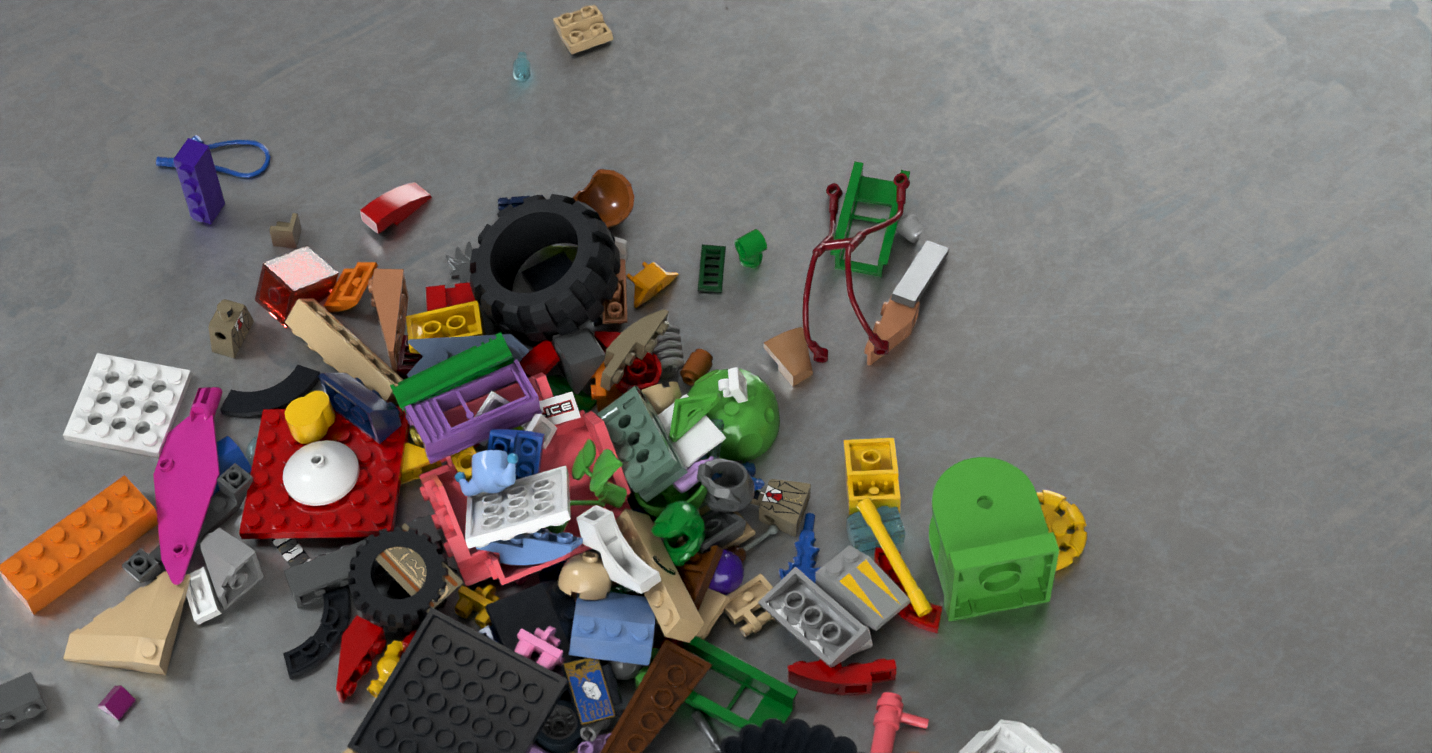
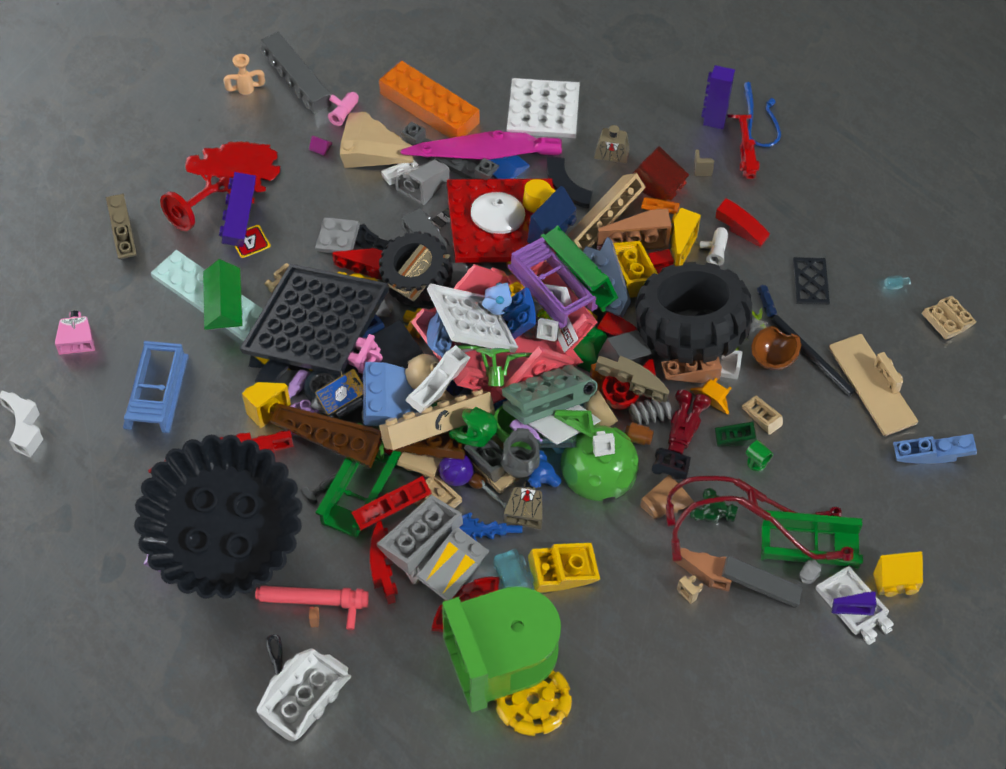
camera: 80 degrees right, 0 degrees up
(52, 659) = (344, 107): none -> bright pink piece
(278, 176) = (748, 158): none -> red piece
(299, 688) = (337, 235): none -> light grey plate
(419, 267) = (684, 234): none -> yellow slope
(425, 238) = (717, 246): none -> white piece
(505, 167) = (813, 299): none -> black window
(620, 167) = (815, 357): none -> black piece
(662, 116) = (875, 383): none -> tan bracket
(689, 244) = (768, 424): none -> tan slope
(689, 316) = (683, 424): none -> dark red piece
(747, 331) = (677, 467): none -> black plate
(766, 78) = (930, 451): none -> medium blue slope
(766, 651) = (391, 503): none -> red slope
(818, 306) = (714, 511): none -> dark green animal
(914, 593) = (511, 564): yellow piece -> none
(918, 350) = (688, 590): none -> tan tile
(927, 145) = (899, 574): none -> yellow slope
(952, 195) = (848, 583): none -> white tile
(963, 184) = (855, 604): none -> dark purple slope

